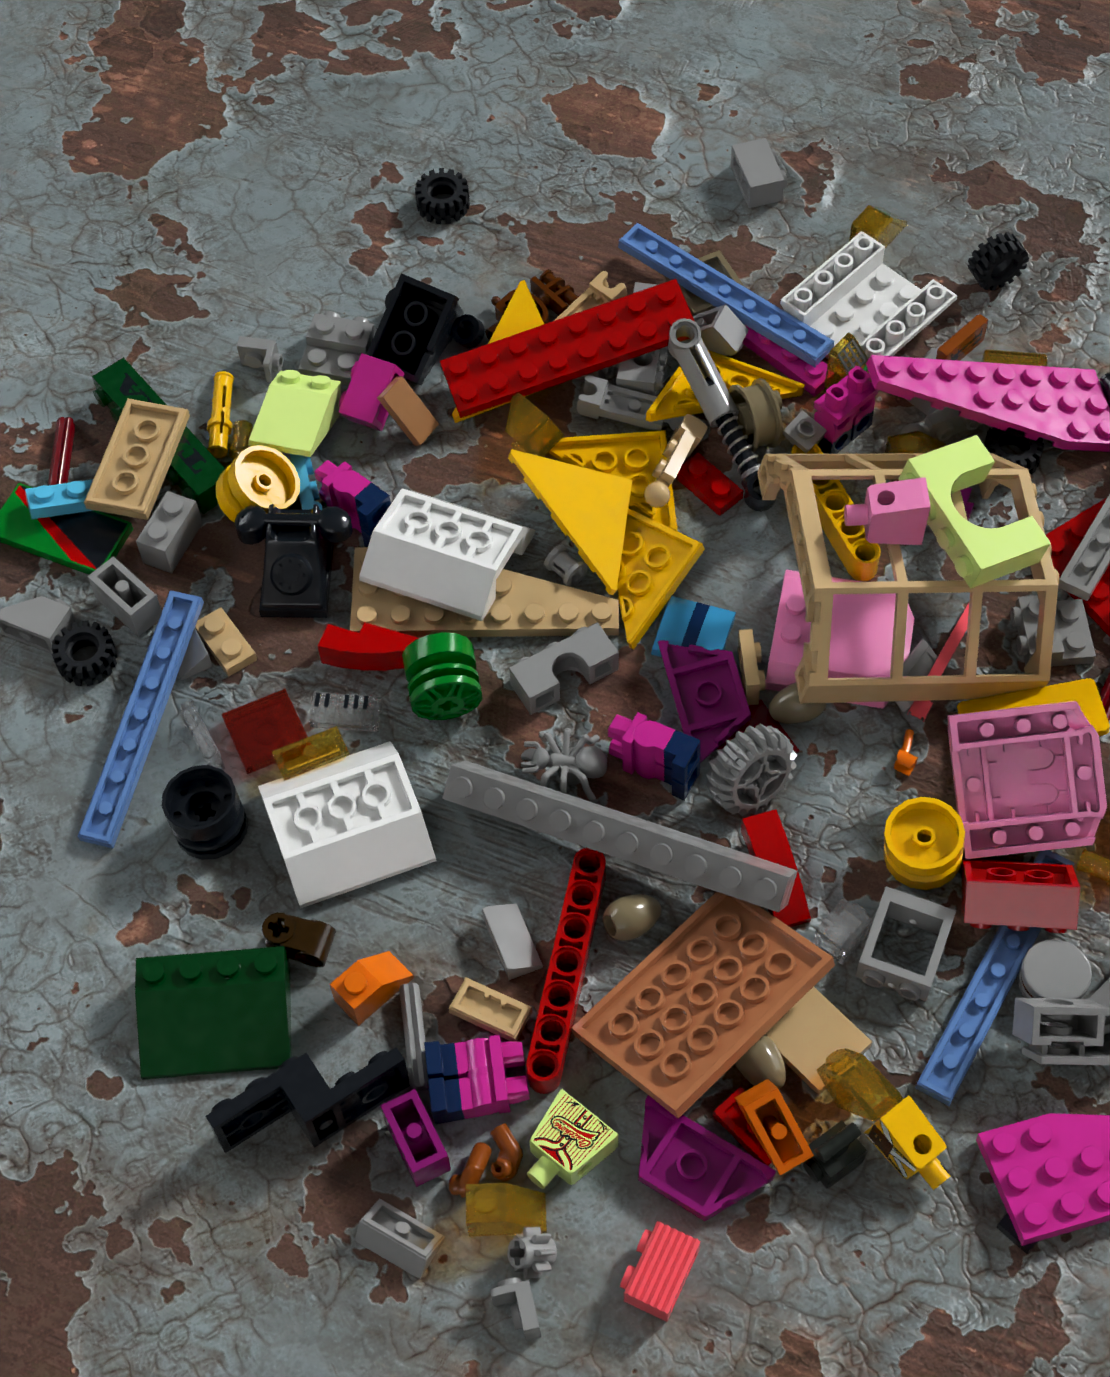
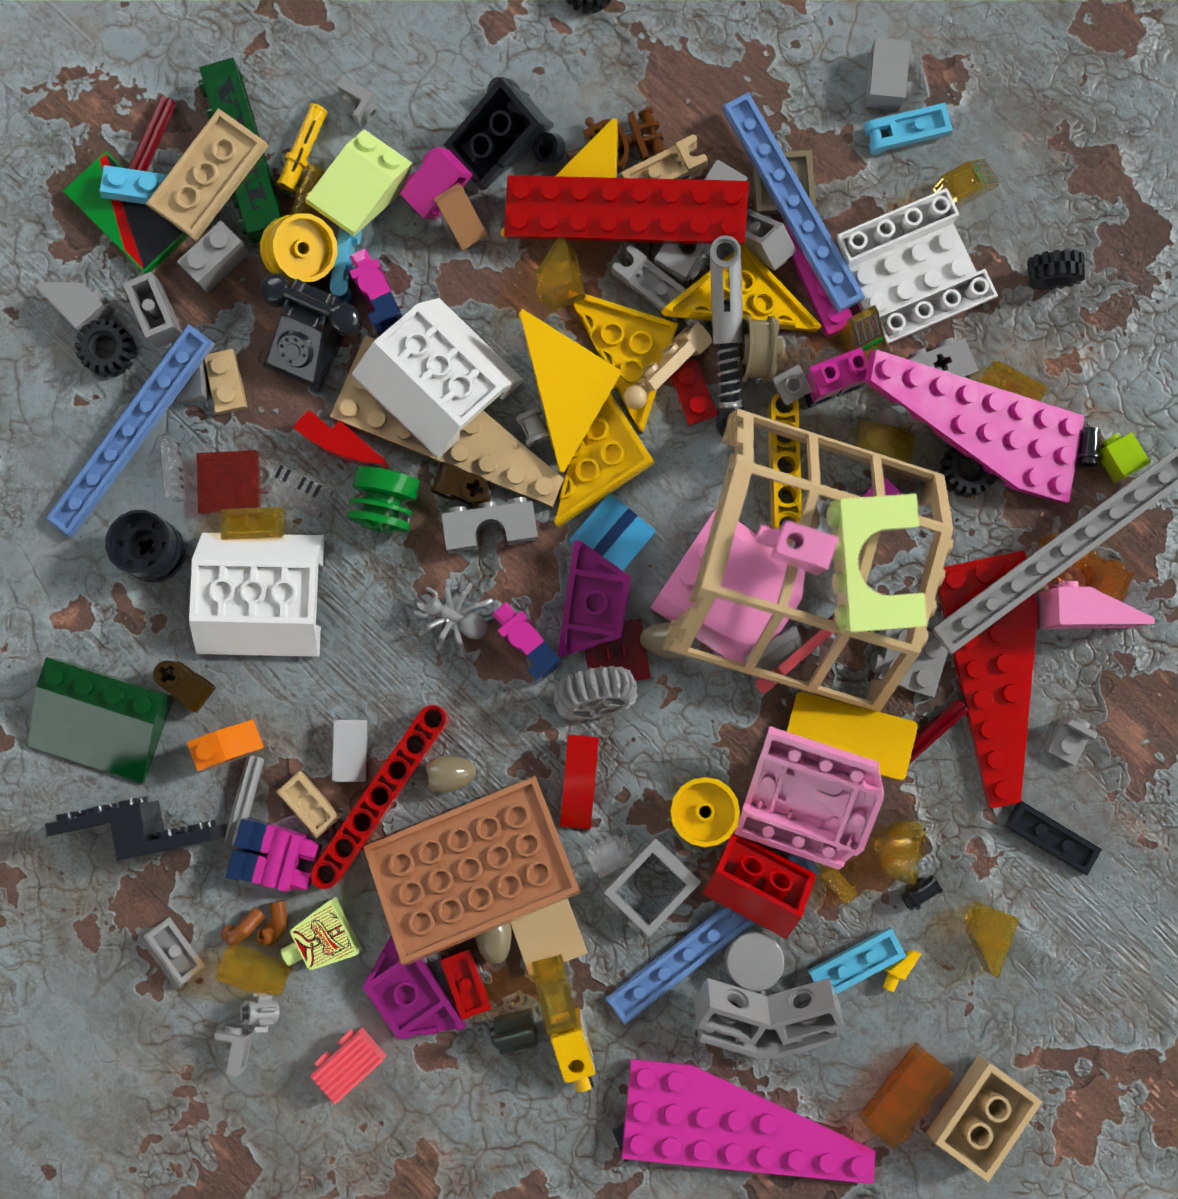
camera: 20 degrees right, 25 degrees up
(335, 345) = (427, 115): light grey plate -> none
(415, 1137) = (207, 890): magenta brick -> none
(513, 640) = (456, 484): none -> dark brown piece
(621, 835) = (464, 706): light grey brick -> none
(749, 655) = (648, 578): tan plate -> none
(774, 1126) = (473, 1000): orange slope -> none
(798, 207) = (908, 128): none -> medium azure plate
(905, 761) = (729, 725): orange hand -> none
(964, 340) = (972, 353): dark orange tile -> none

